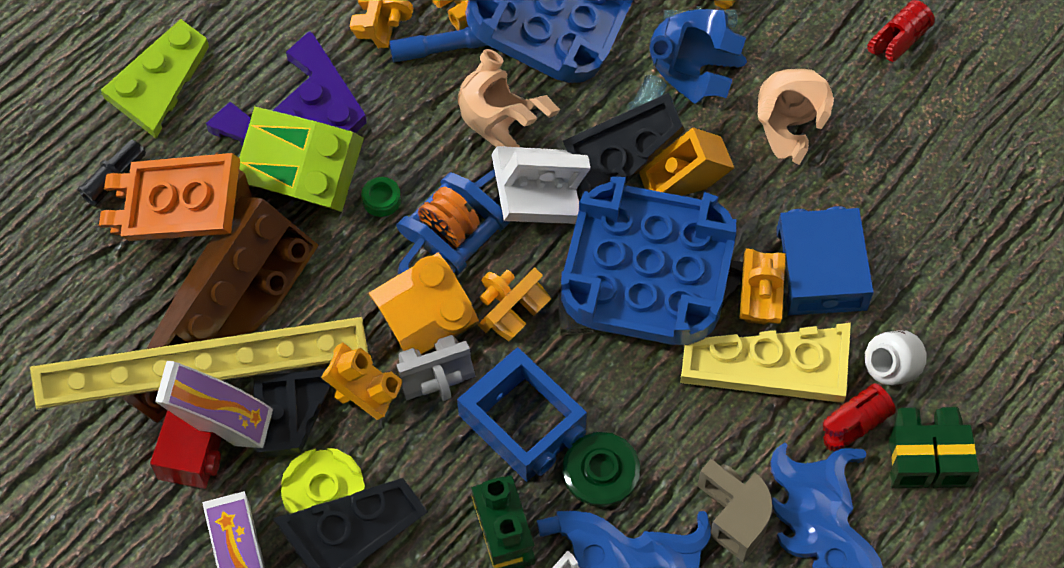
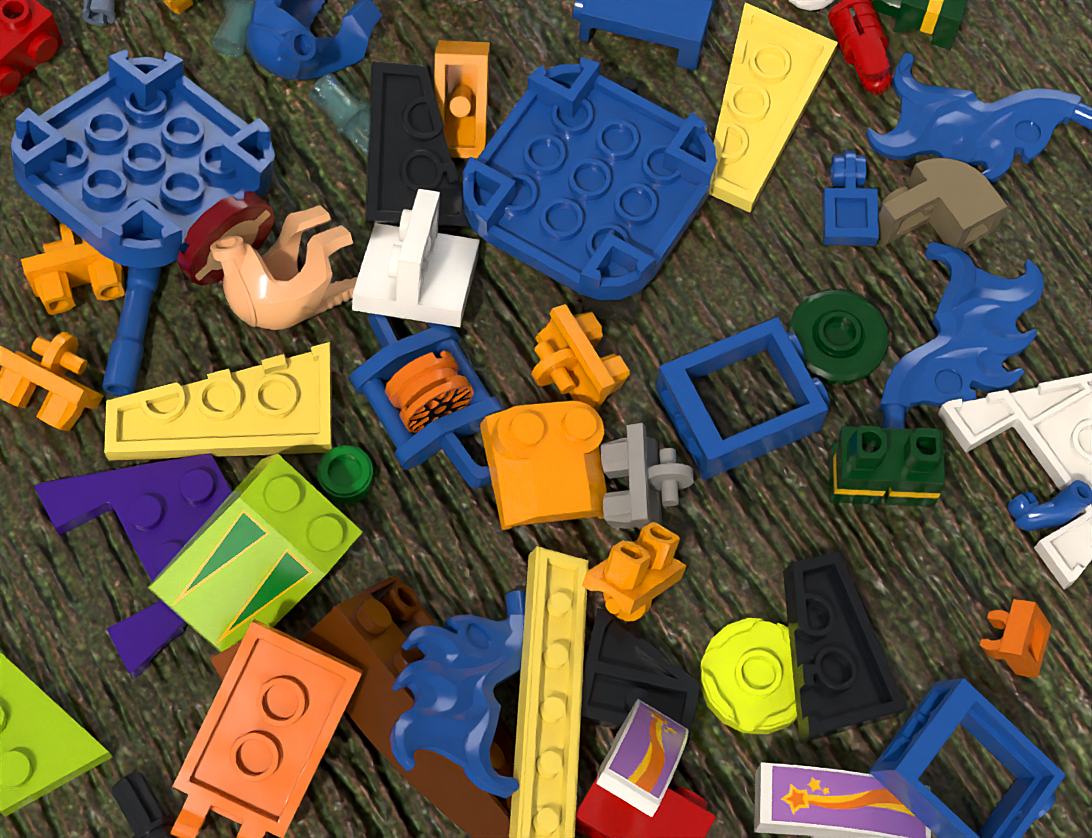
camera: 75 degrees left, 5 degrees up
(233, 288) = (454, 692): none -> blue piece
(401, 124) = (240, 413): none -> light yellow wing
(523, 71) = (246, 218): none -> tile
(705, 443) = (849, 211): none -> blue plate
(762, 287) = (667, 72): light orange hips -> none

